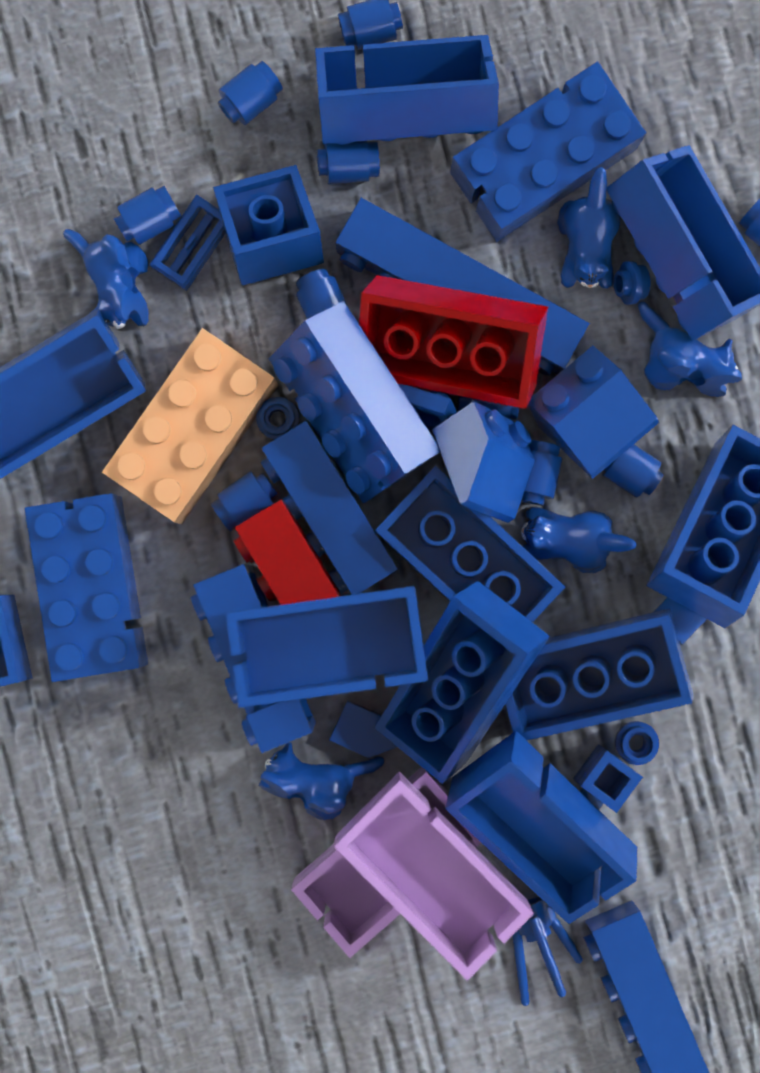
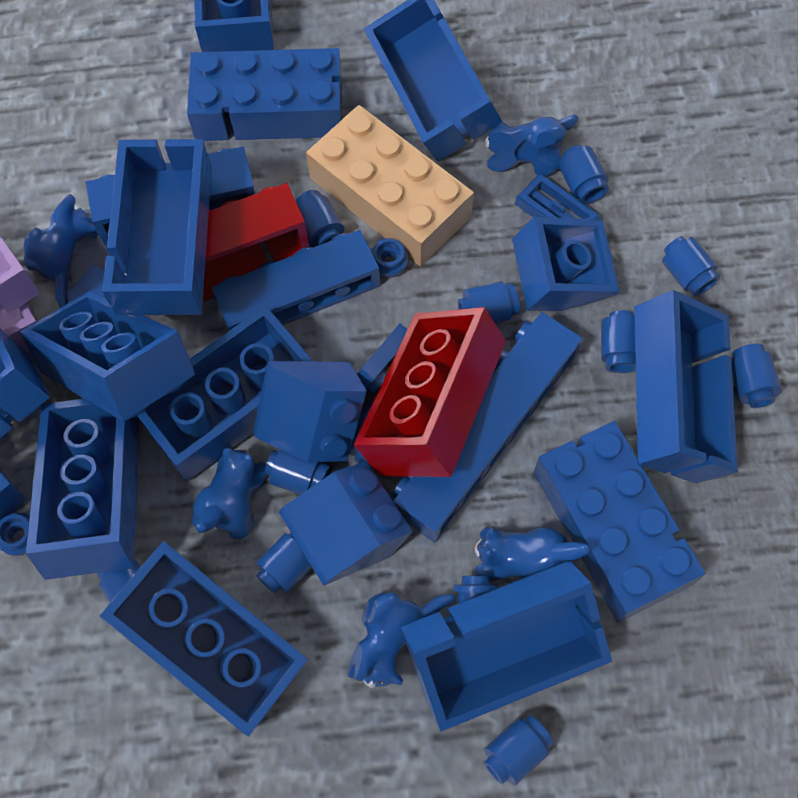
camera: 105 degrees right, 20 degrees down
(353, 402) = (388, 303): blue piece -> none

